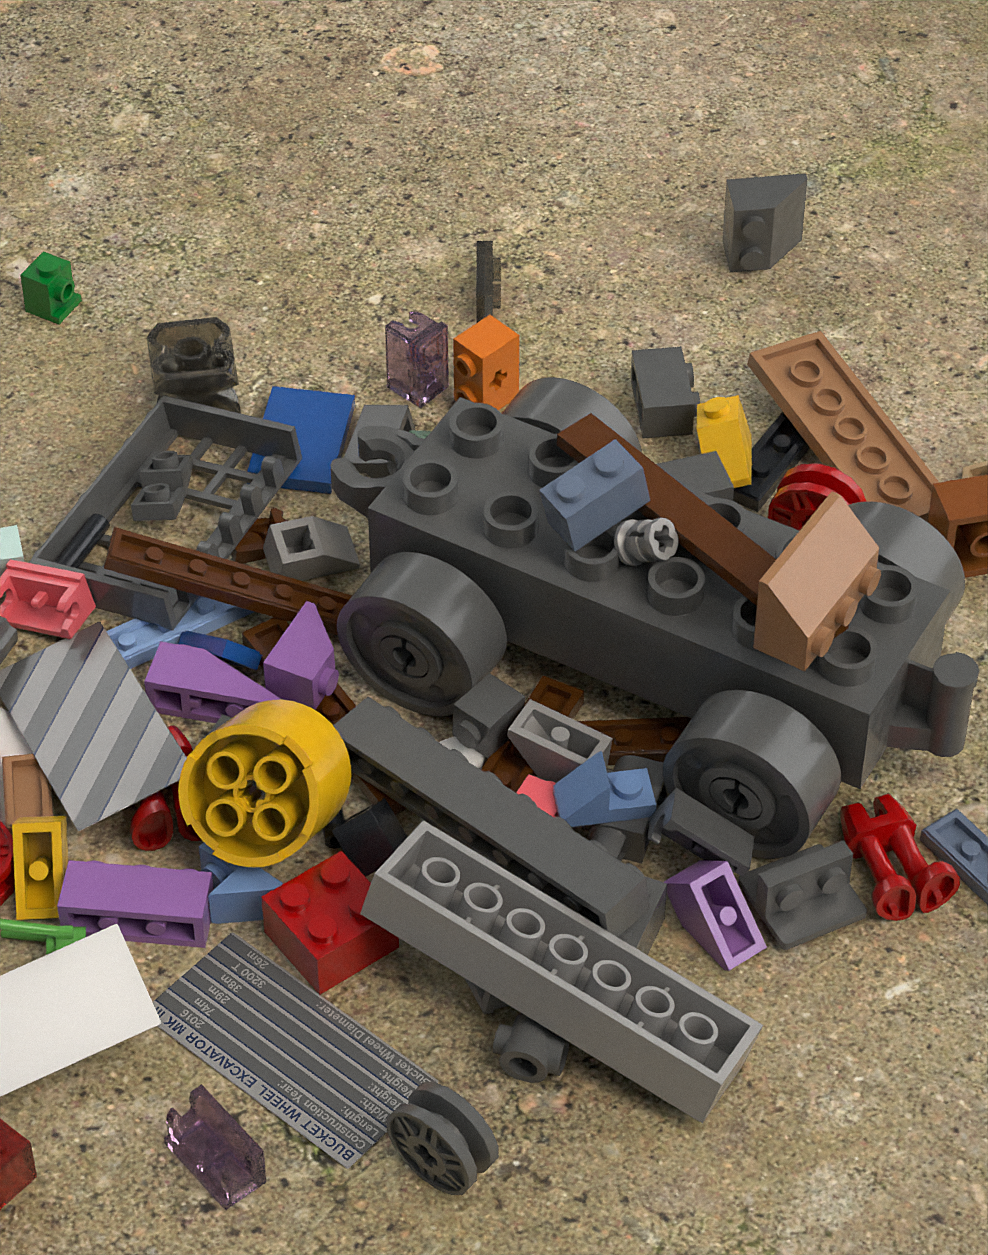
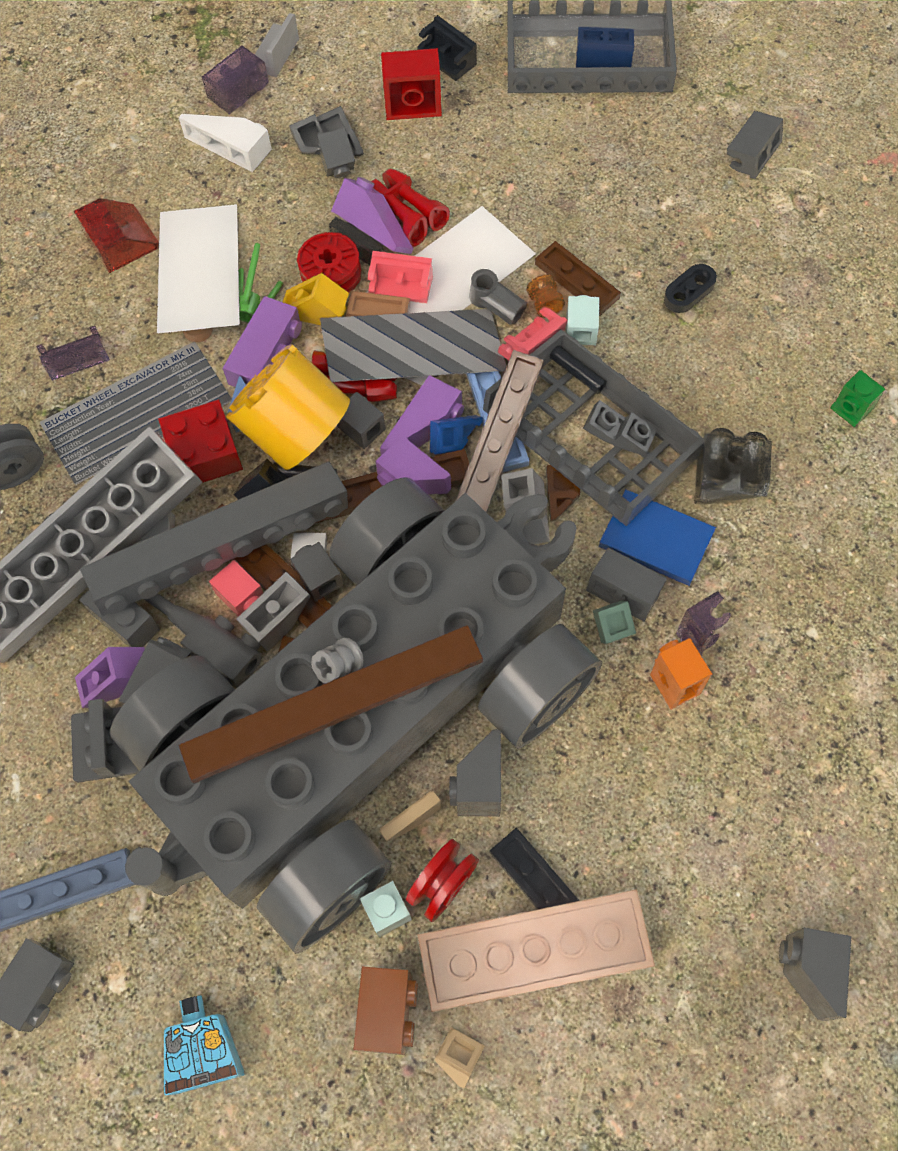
camera: 110 degrees right, 20 degrees up
(487, 271) = (790, 710): clear smoke plate -> none
(595, 495) = (373, 622): sand blue brick -> none
(598, 797) = (213, 623): medium blue slope -> none
(663, 392) = (632, 815): dark grey brick -> none
(725, 430) = (546, 837): yellow slope -> none
(815, 585) = (196, 747): medium nougat slope -> none
(894, 830) = (76, 803): red piece -> none

